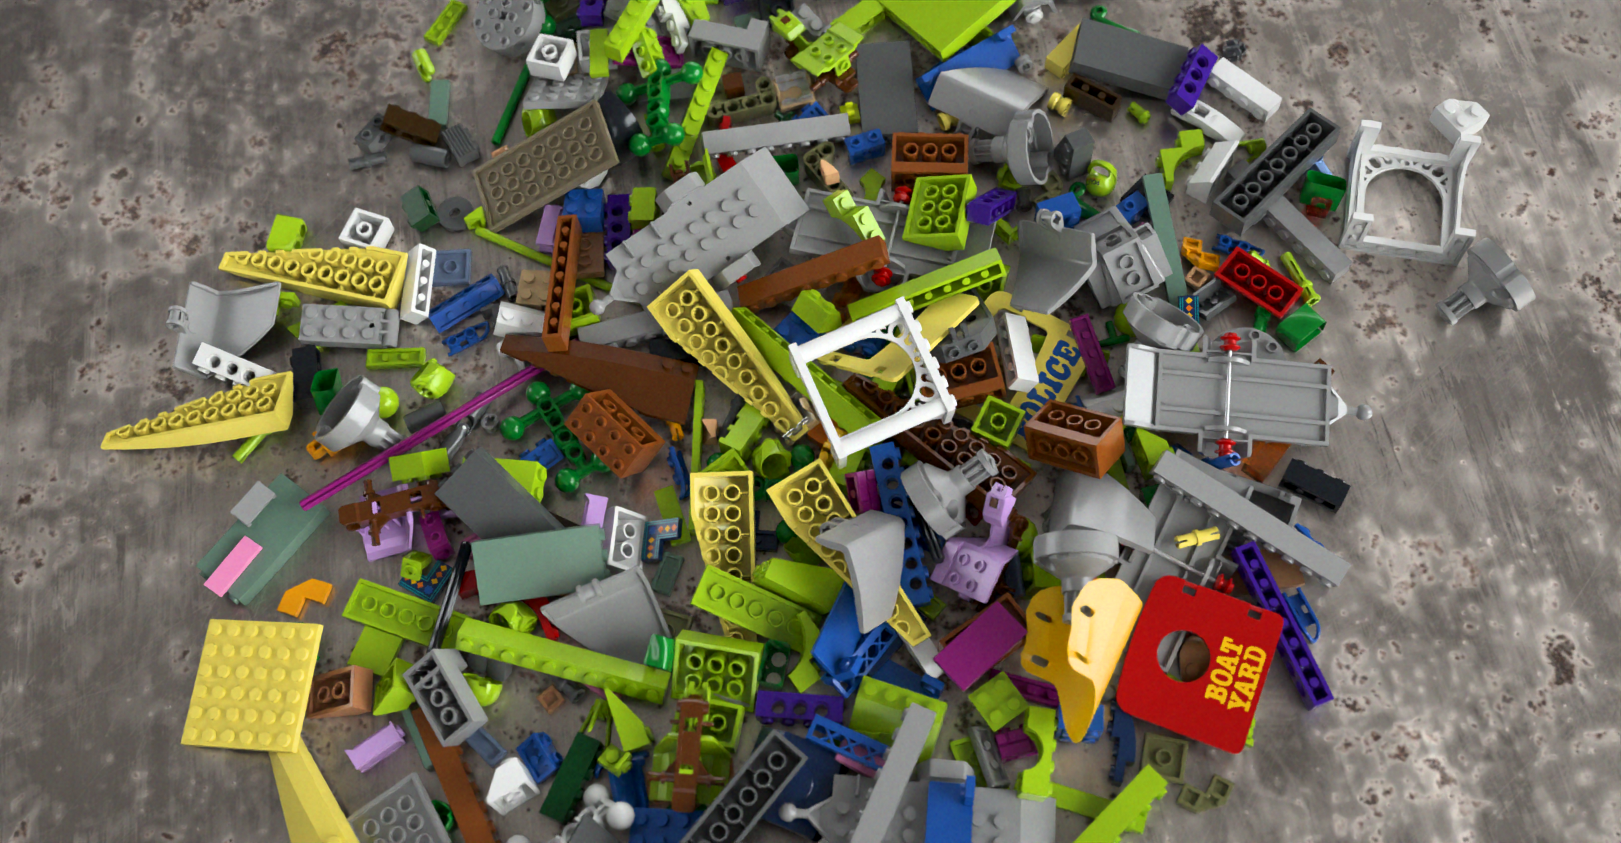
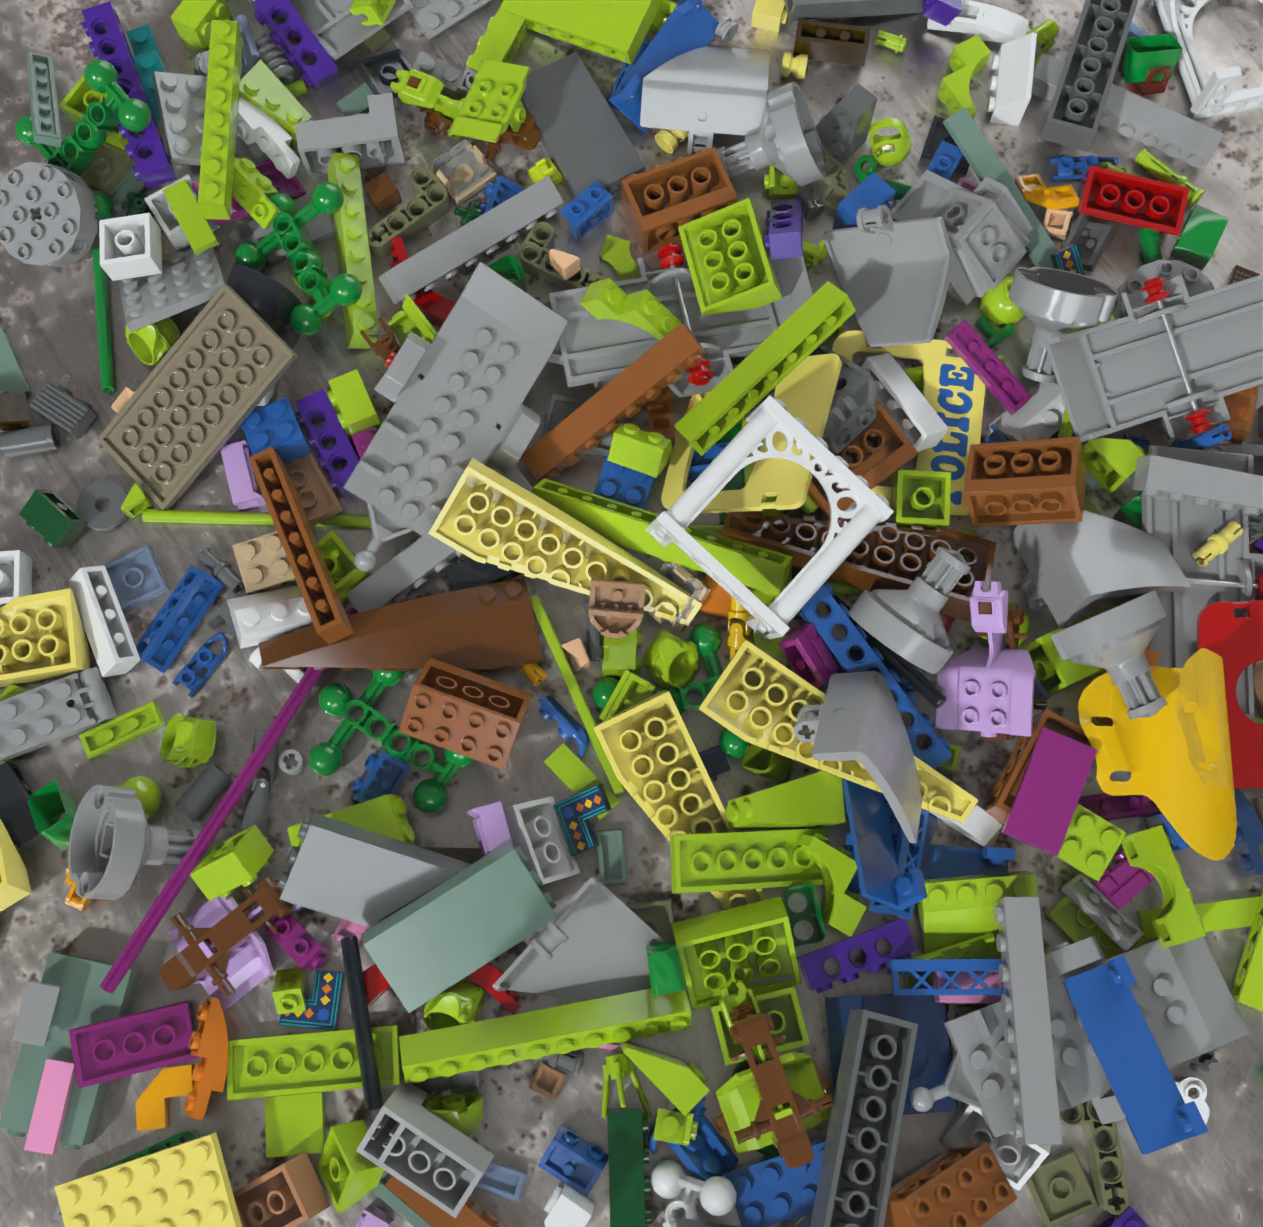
camera: 30 degrees left, 10 degrees up
(302, 552) = (131, 1043): none -> magenta tile
(348, 577) = (211, 1045): none -> orange slope
(748, 405) = (616, 606): none -> medium nougat slope

